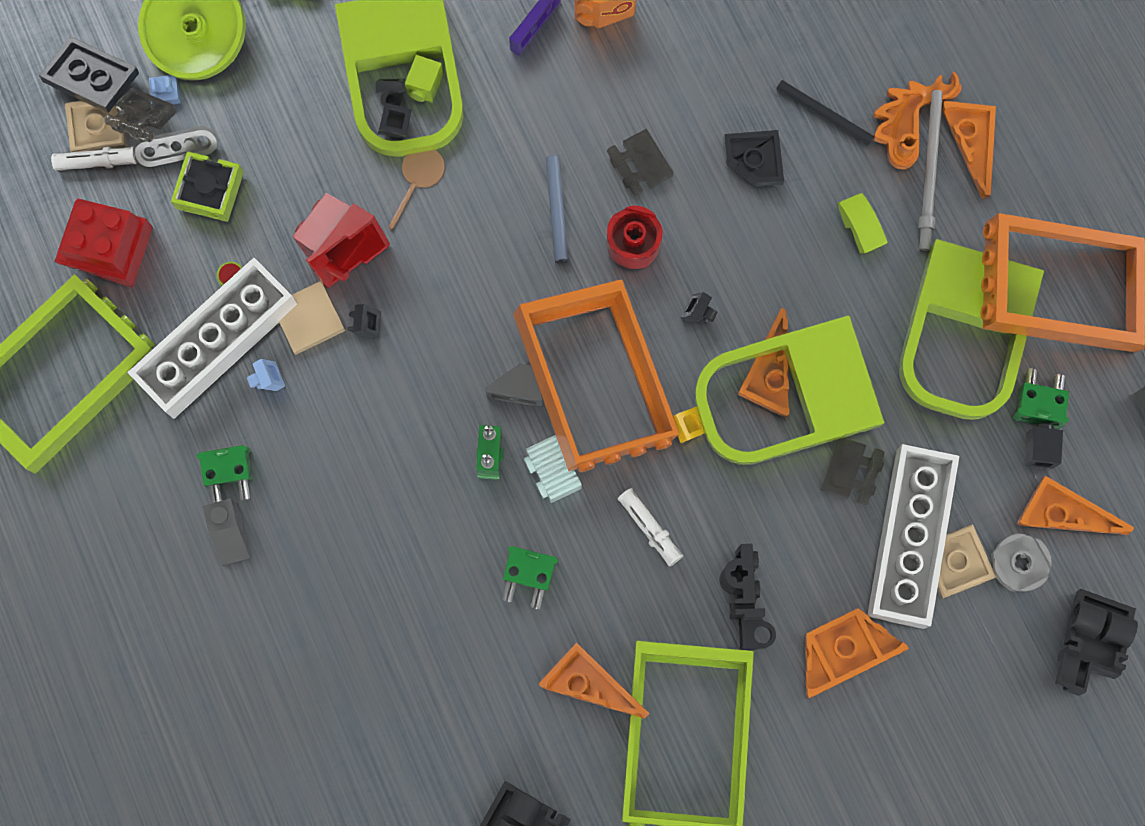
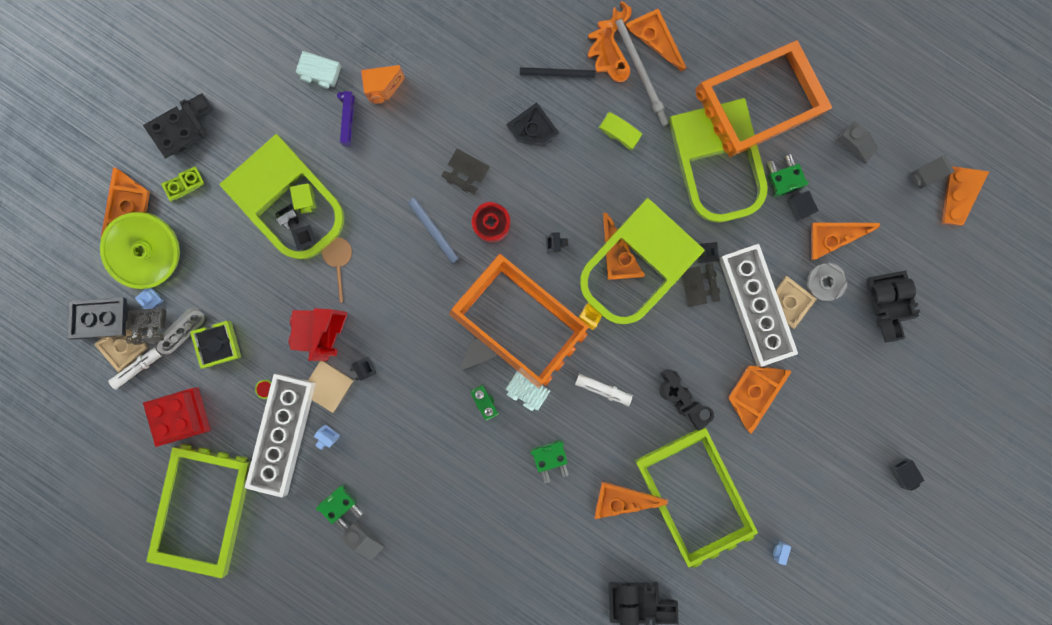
camera: 25 degrees left, 10 degrees up
(887, 437) = (710, 254): none -> black tile

